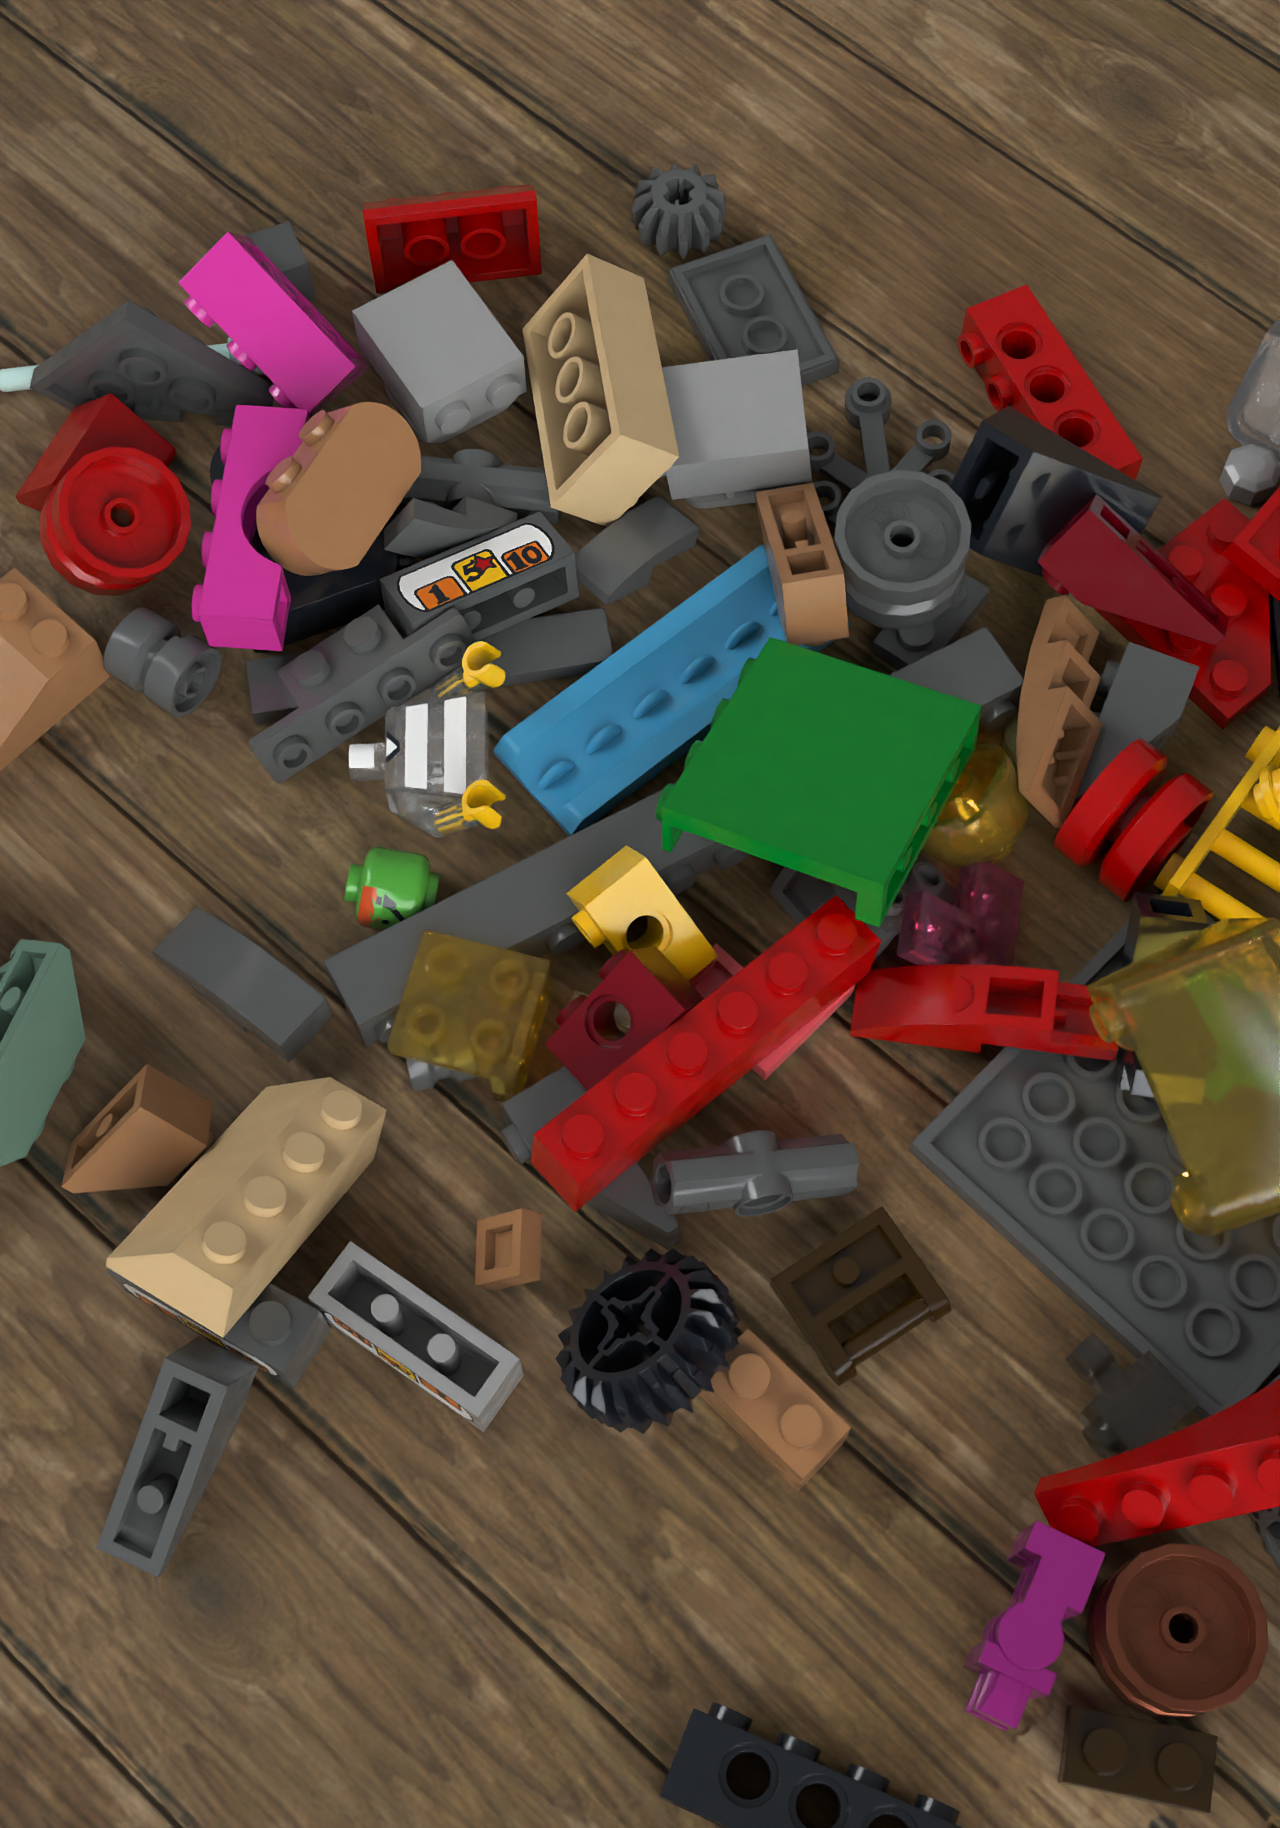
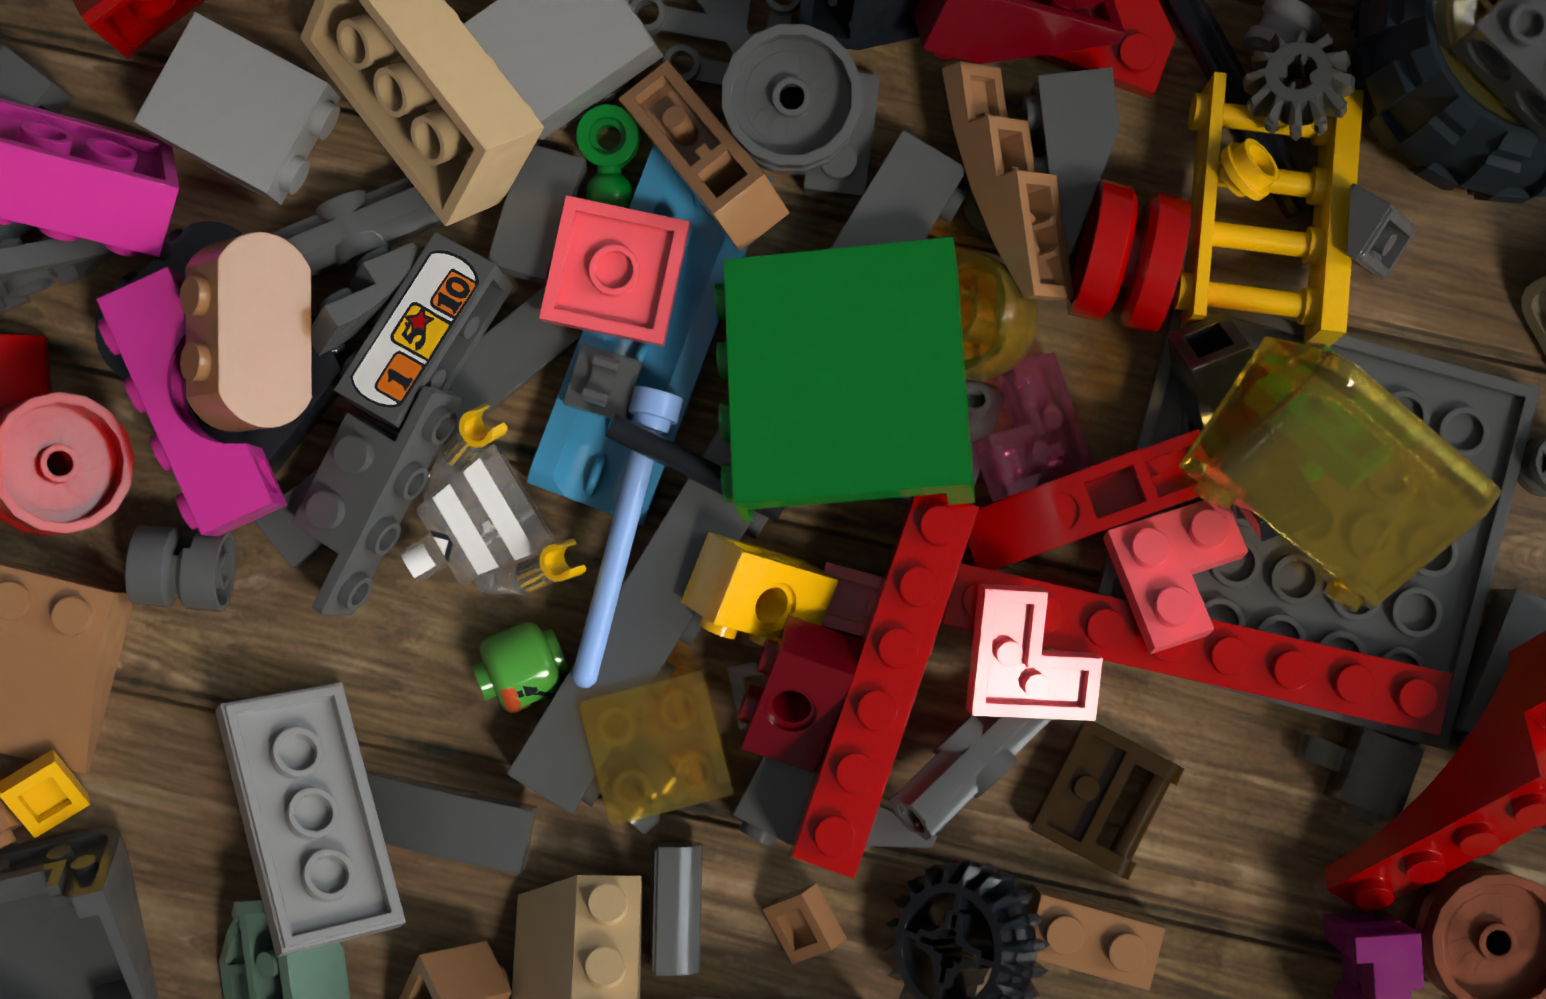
camera: 30 degrees left, 20 degrees up
(130, 905) = (309, 818): none -> light grey tile
(399, 1169) = (675, 907): none -> dark grey brick
(608, 696) = (602, 382): none -> dark grey tile
(636, 736) = (655, 412): none -> light blue piece
(641, 783) = (673, 457): none -> black bar
(671, 612) = (614, 271): none -> coral plate
(706, 561) = (608, 184): none -> green plate
(832, 1106) = (1012, 671): none -> plate
(1027, 1199) = (1229, 656): none -> red plate
(1028, 1087) = (1157, 568): none -> coral plate

